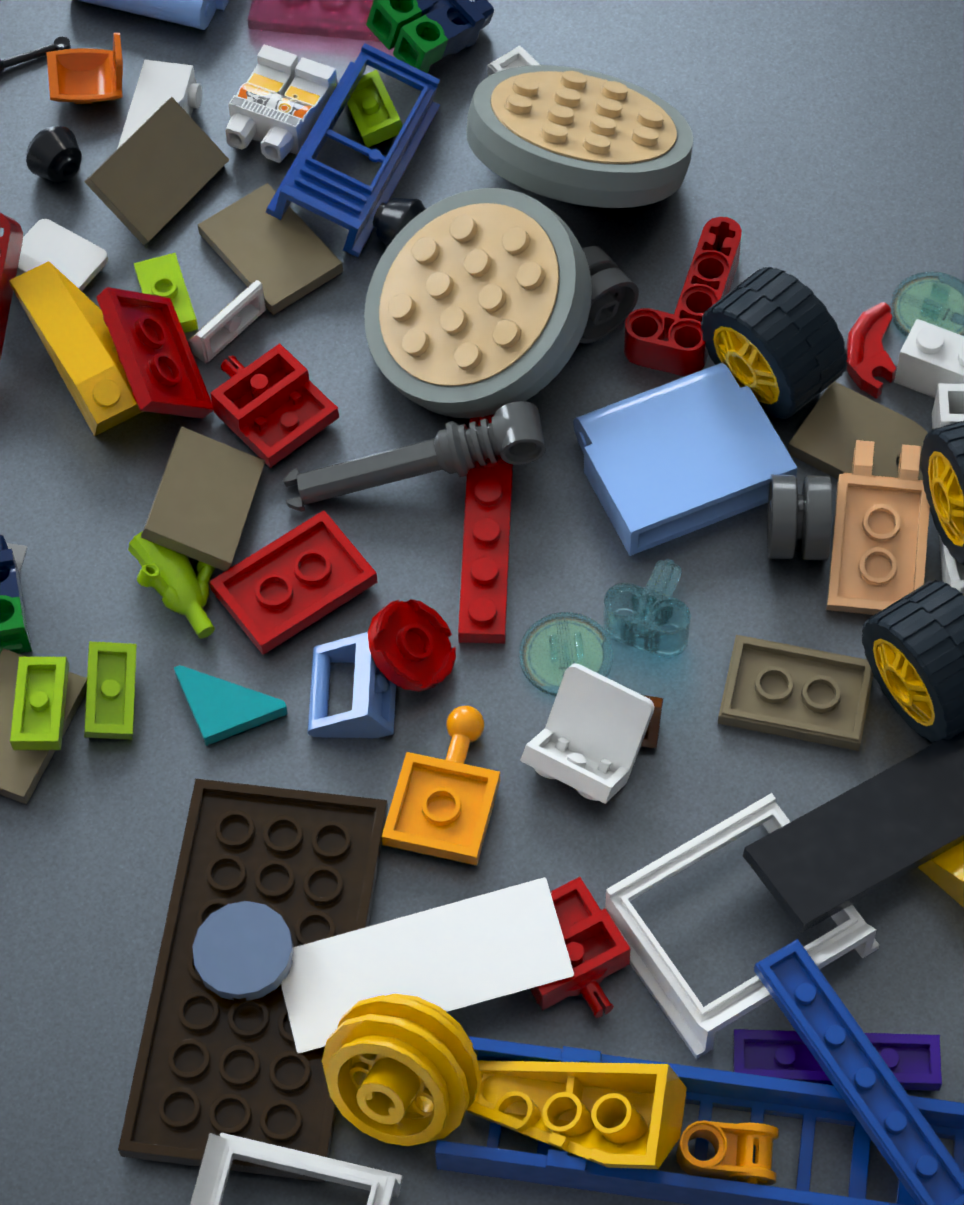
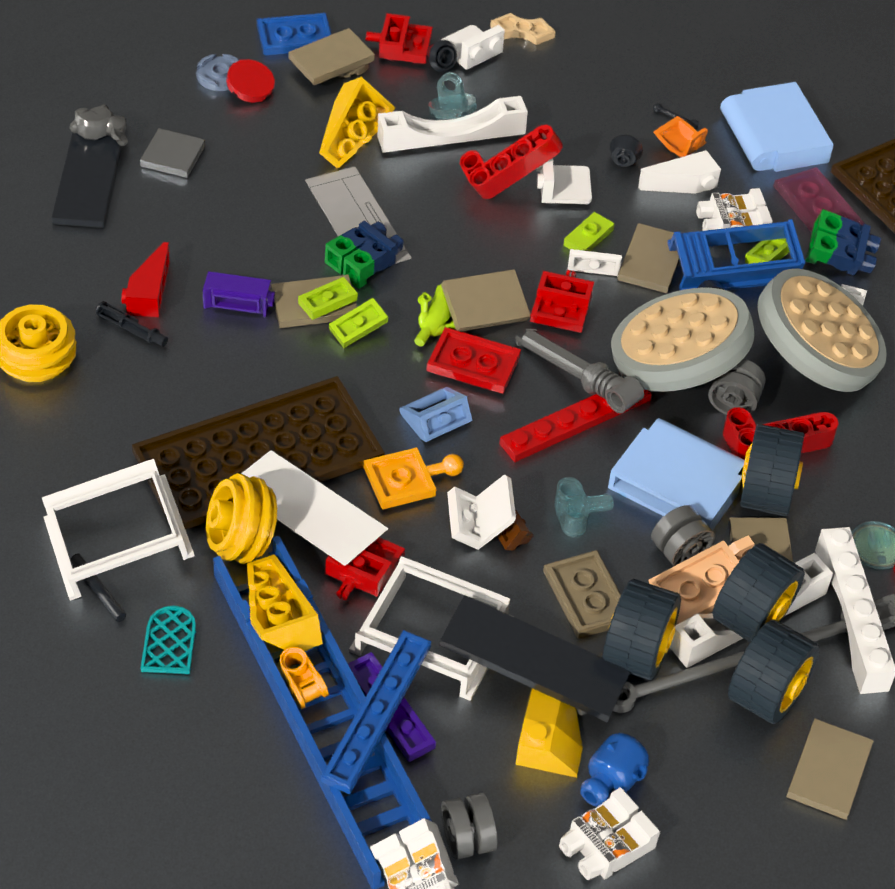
camera: 50 degrees right, 10 degrees down
(78, 345) = (525, 218): yellow wedge -> none
(154, 353) = (545, 238): red plate -> none
(157, 170) = (650, 189): dark tan tile -> none
(225, 707) = (386, 370): teal tile -> none
(243, 951) = (261, 435): sand blue tile -> none
(411, 645) = (475, 418): red tile -> none
(558, 643) = (532, 488): clear light blue piece -> none
(865, 350) = (812, 527): red piece -> none

